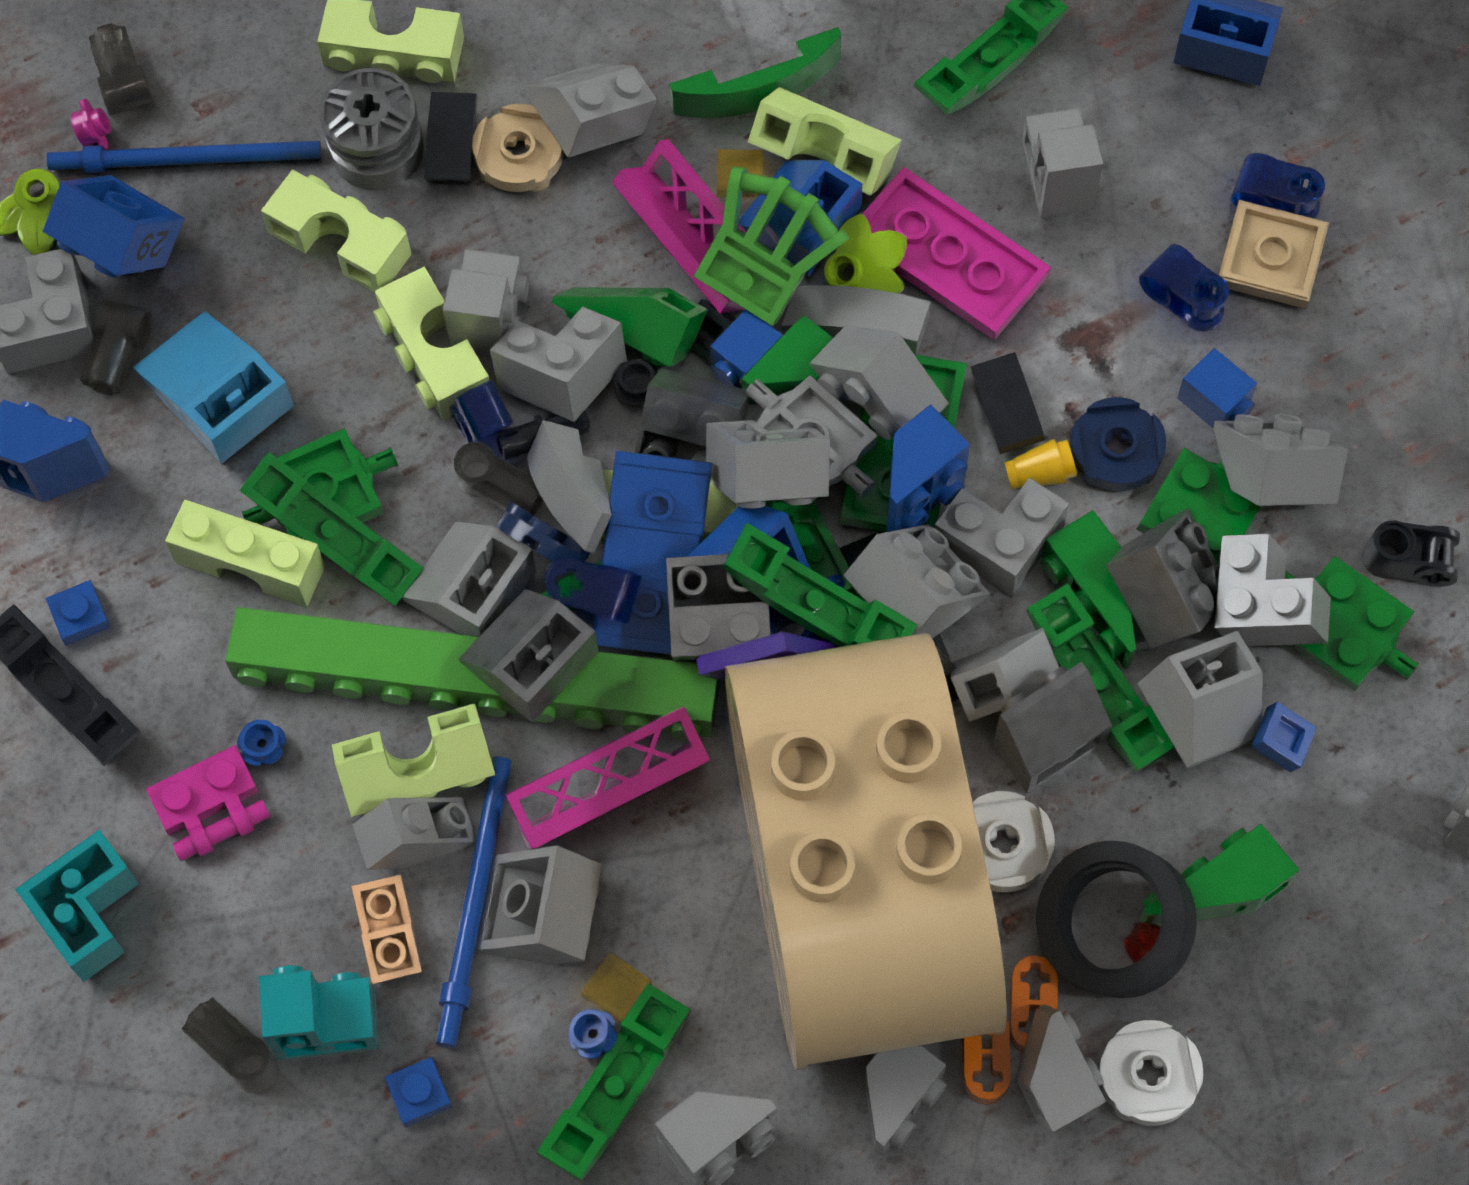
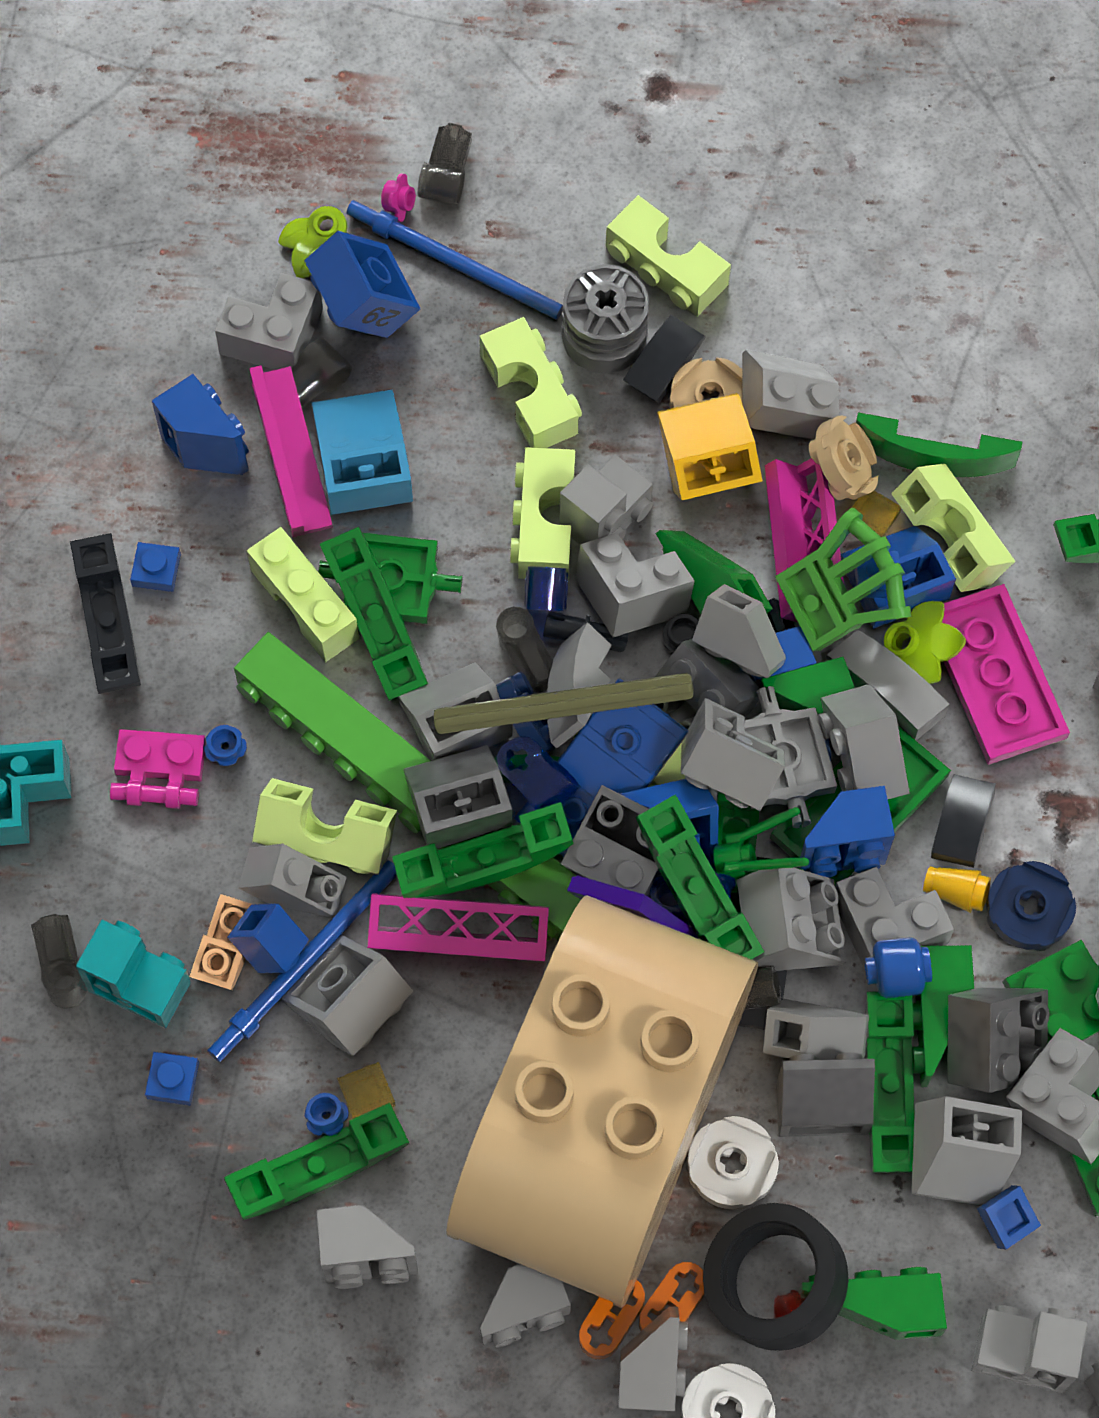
camera: 30 degrees right, 0 degrees up
(143, 422) = (290, 450): none -> dark pink fence
(429, 899) = (268, 938): none -> blue brick
(551, 193) = (709, 447): none -> yellow slope
(578, 504) = (563, 703): none -> olive axle
(594, 695) = (485, 858): none -> green slope
(686, 132) = (844, 458): none -> tan plate
(696, 343) = (739, 630): none -> light grey slope
(833, 555) = (740, 859): none -> green plant
(1045, 566) = (898, 967): none -> blue head
(1392, 842) = (1030, 1351): none -> light grey brick

